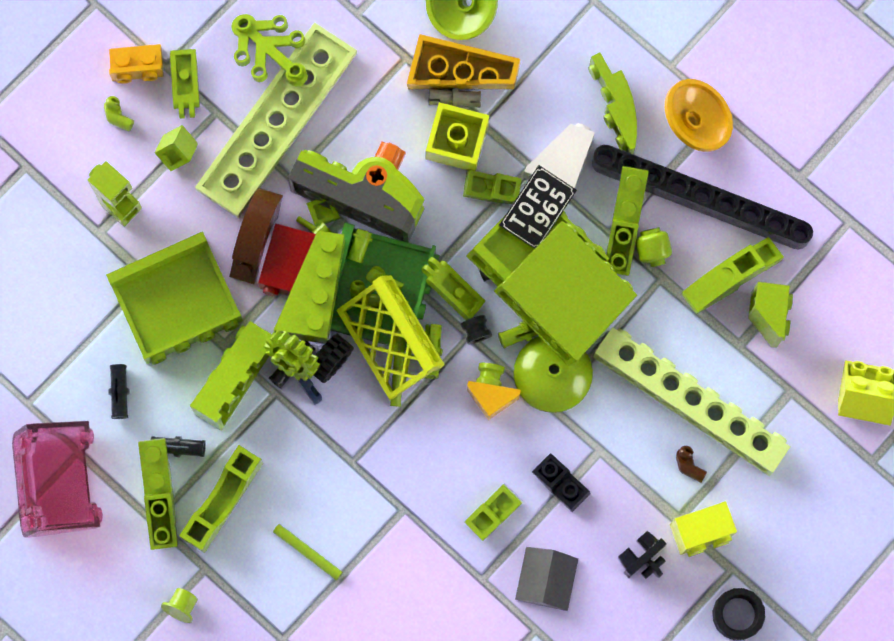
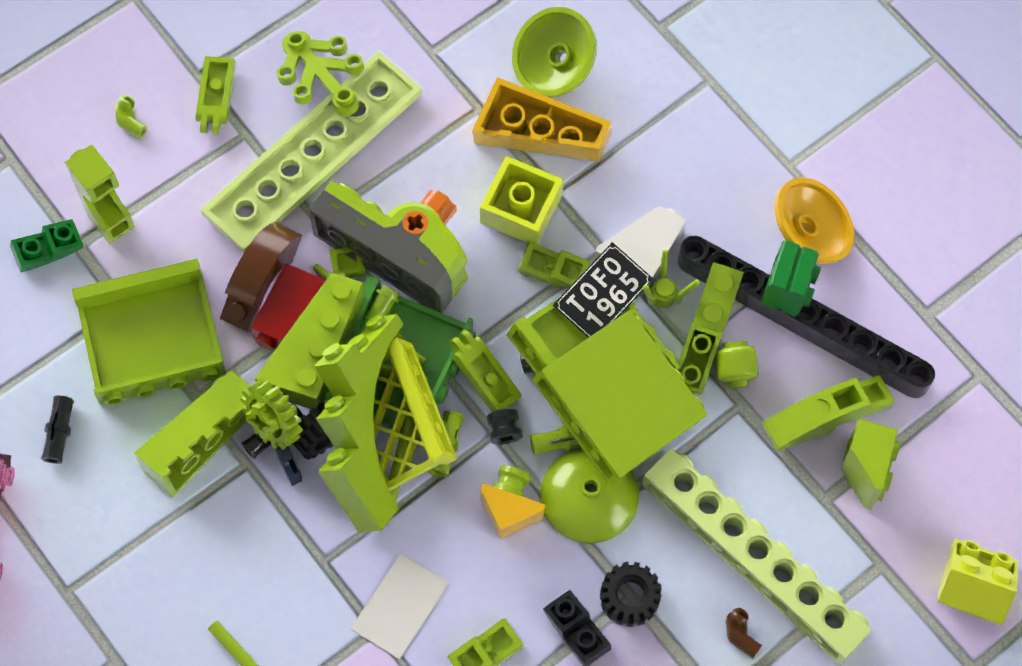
camera: 10 degrees right, 10 degrees down
(74, 238) = (50, 245): none -> green slope
(136, 63) = (163, 65): yellow bracket -> none
(158, 494) = (77, 558): lime slope -> none
(176, 148) = (189, 163): lime panel -> none
(196, 447) = (93, 501): black pin -> none
(214, 512) = (175, 555): lime arch -> none
(355, 353) = (347, 420): none -> lime arch
(419, 487) = (400, 606): none -> white sticker
(455, 97) = (538, 160): light grey pin -> none
(586, 193) = (664, 290): none -> lime plant
(598, 432) = (639, 576): none -> black tyre
(621, 111) = (721, 194): lime slope -> none
(687, 171) = (791, 277): none -> green brick

